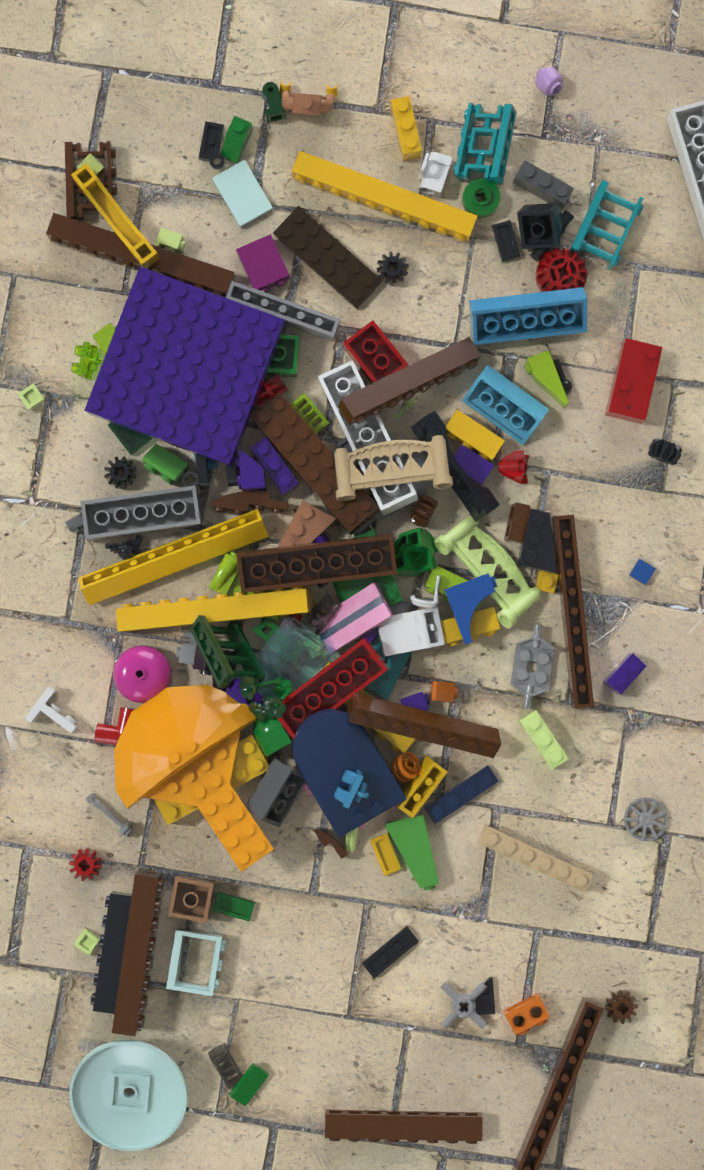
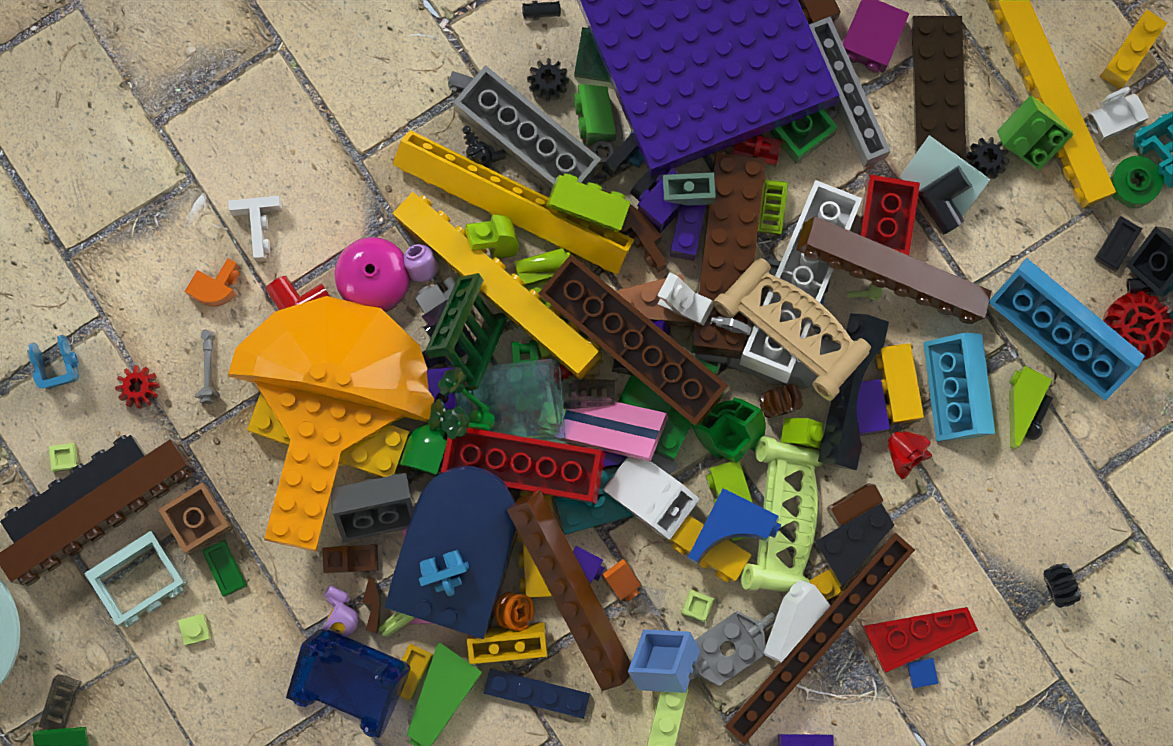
camera: 50 degrees right, 5 degrees down
(28, 914) = (70, 360): none -> dark azure piece
(70, 772) = (214, 291): none -> orange brick
(73, 441) = (544, 9): none -> black pin
(161, 641) = (421, 263): none -> lavender head
(184, 585) = (494, 234): none -> lime brick
(214, 515) = (588, 202): none -> lime brick
(252, 953) = (194, 629): none -> yellowish green plate
(259, 452) = (689, 188): none -> sand green slope
(292, 831) = (350, 559): none -> reddish brown slope
(321, 514) = (682, 300): none -> white bracket
(321, 866) = (341, 618): none -> lavender piece
(359, 500) = (732, 325): none -> light grey piece
(359, 891) = (348, 679): none -> clear blue windscreen
(381, 302) = (936, 160): none -> light aqua tile
(389, 316) = (938, 199): none -> black brick
(402, 229) = (1034, 133): none -> bright green slope
(424, 602) = (695, 486): white piece -> none
(452, 515) = (802, 432): none -> lime brick
(493, 661) = (697, 606): none -> yellowish green tile
(508, 709) = (664, 660): none -> medium blue piece
(550, 613) = (795, 617): none -> white slope
(617, 561) = (913, 637): none -> red wing
(633, 381) = (1101, 491): red brick -> none

